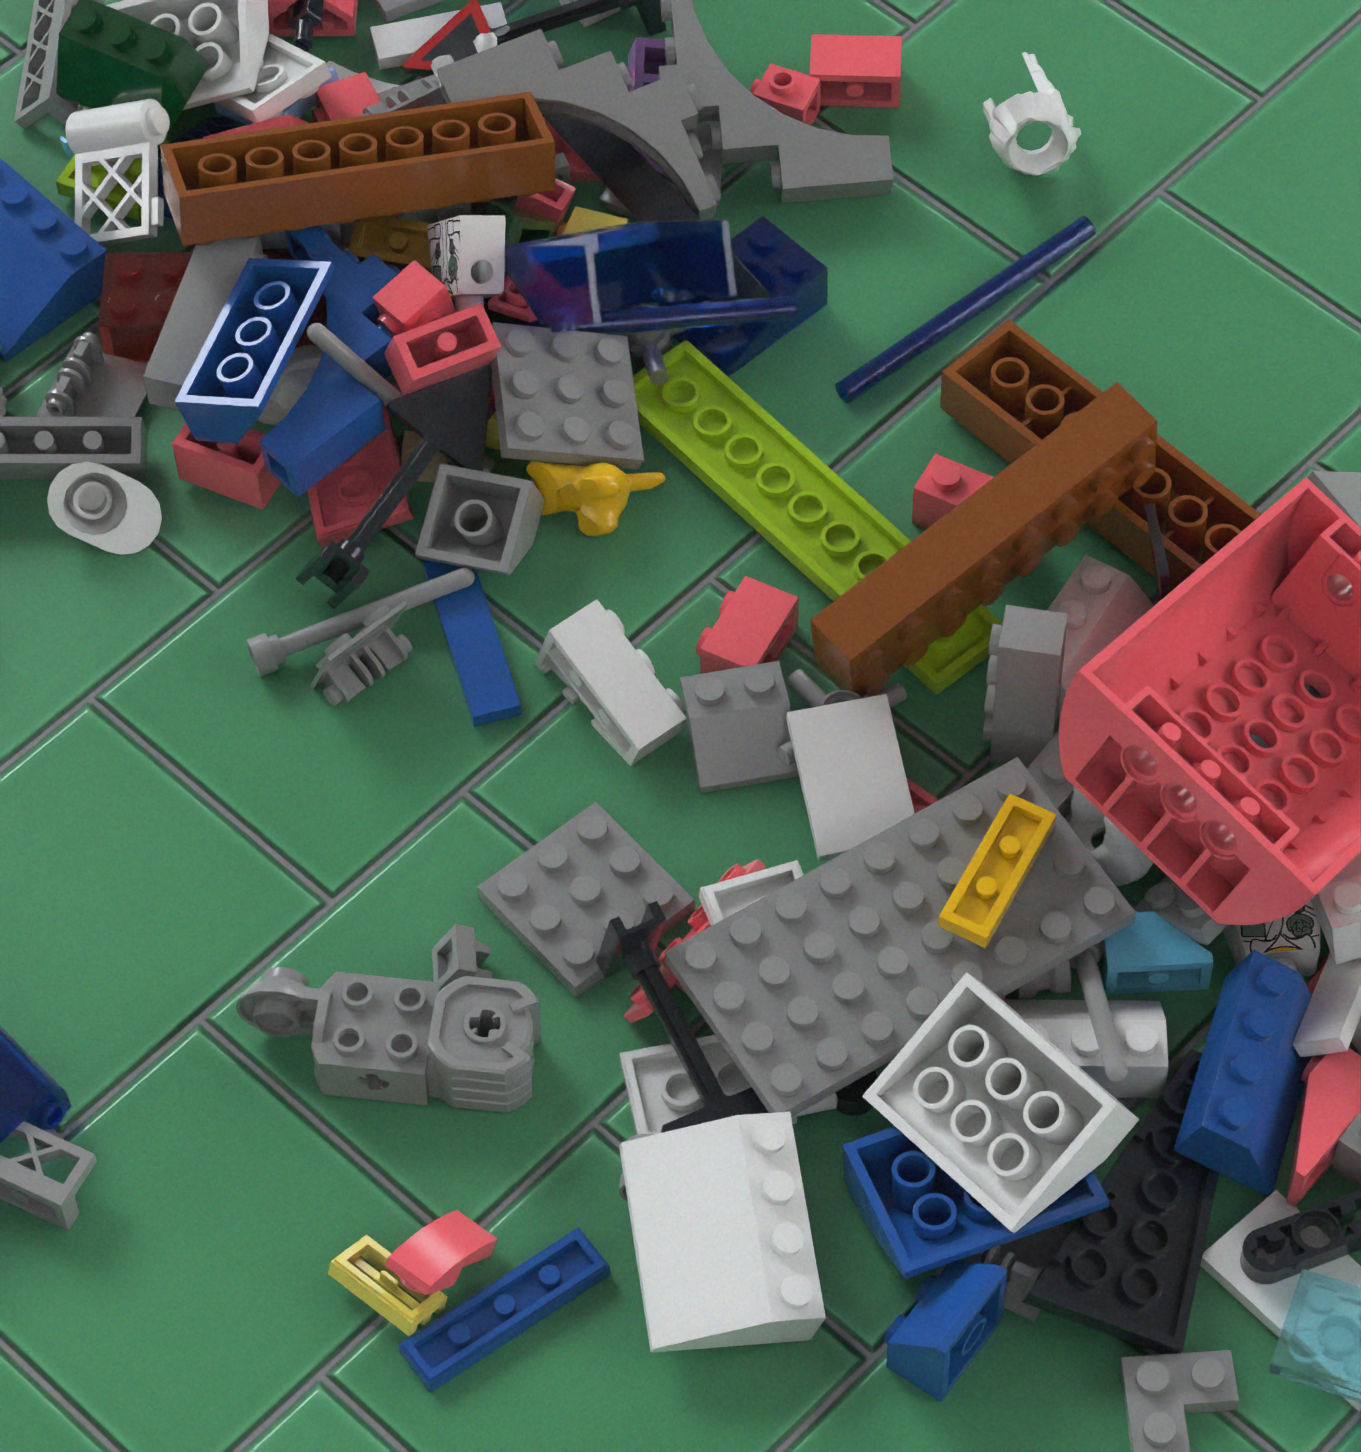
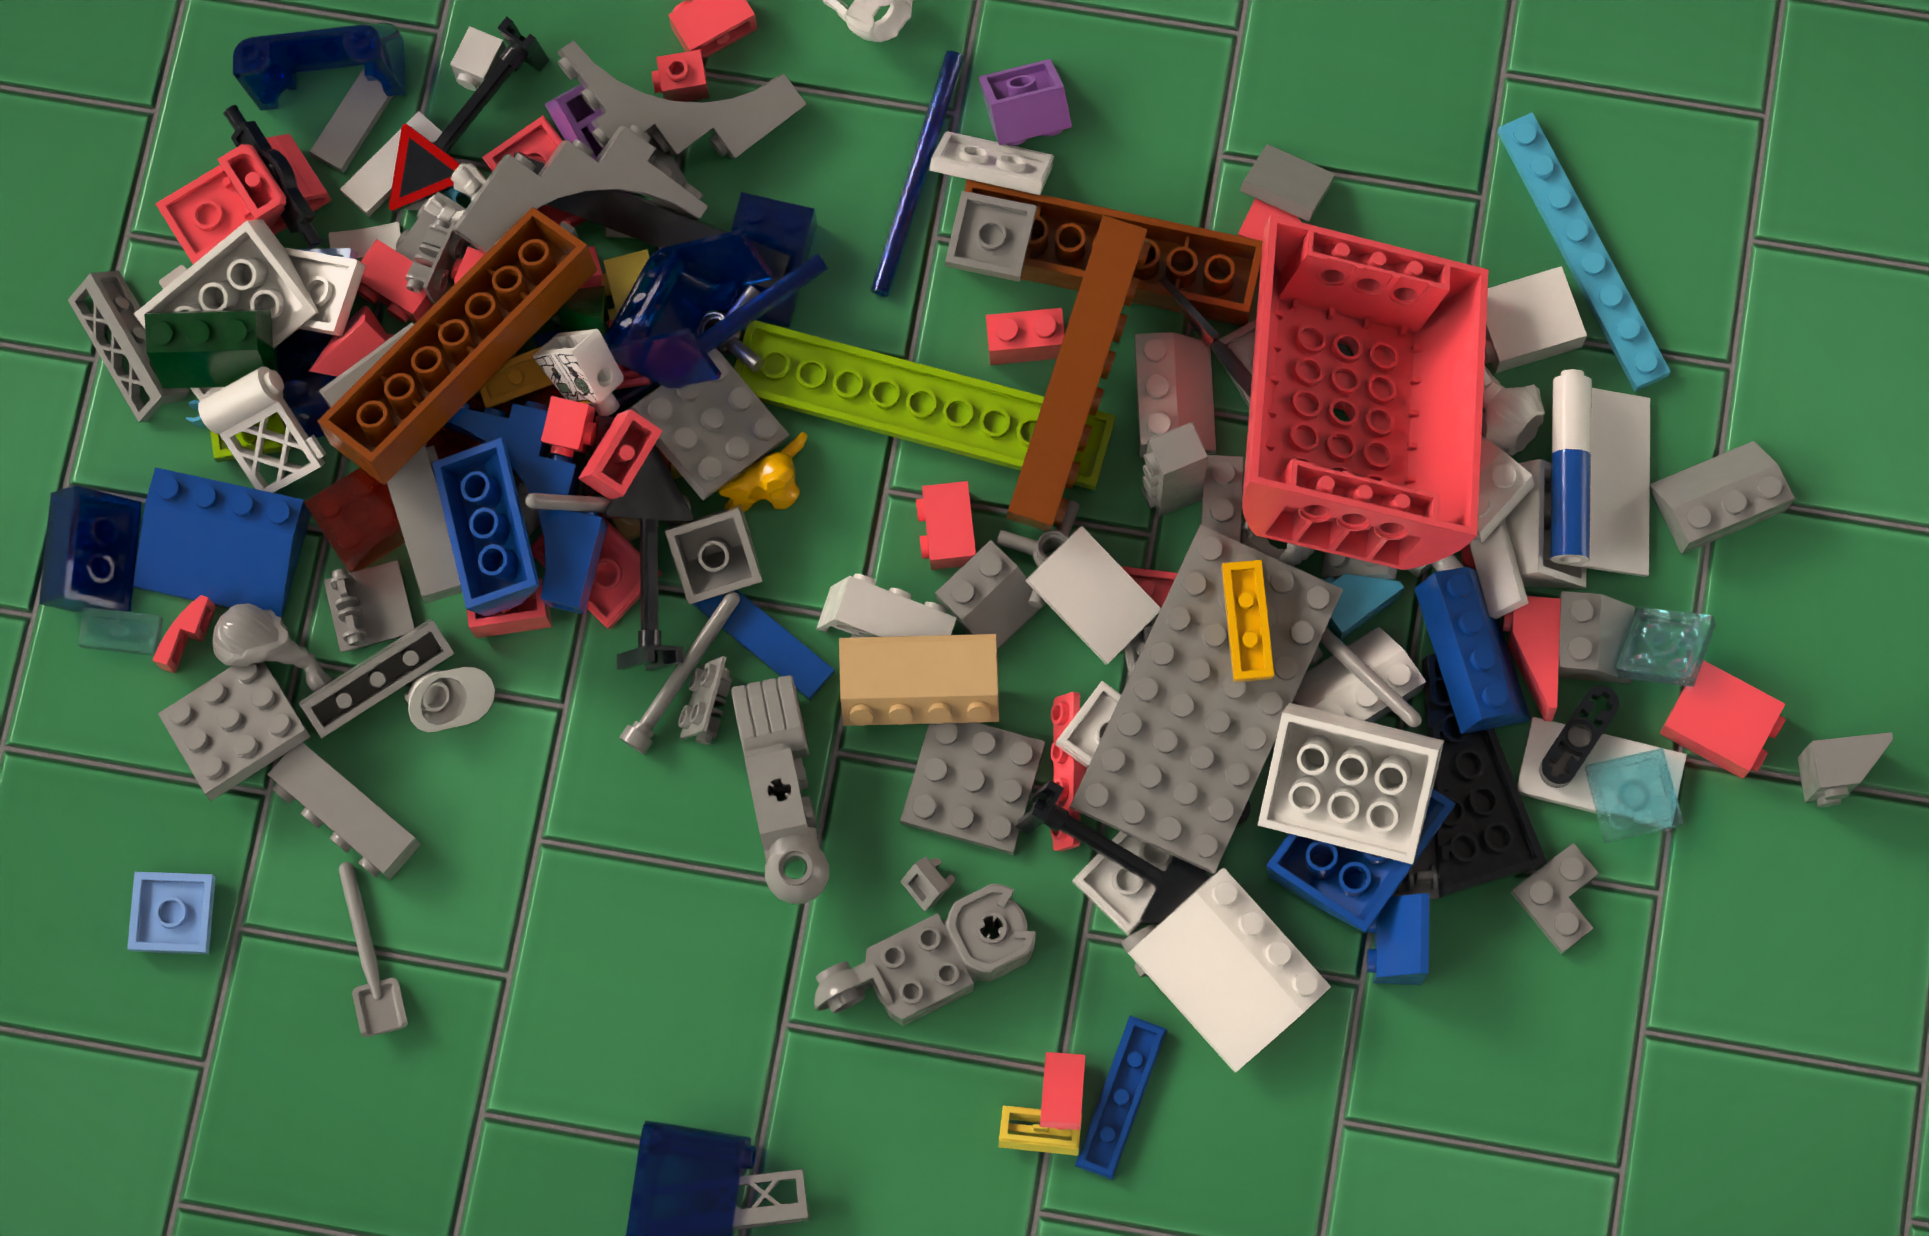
camera: 30 degrees left, 20 degrees up
(399, 719) = (773, 752): none -> light grey brick
(600, 751) = (919, 679): none -> tan slope
(992, 375) = (991, 236): none -> light grey plate
(1050, 328) = (991, 163): none -> white tile
(1128, 302) = (1025, 102): none -> medium lavender slope

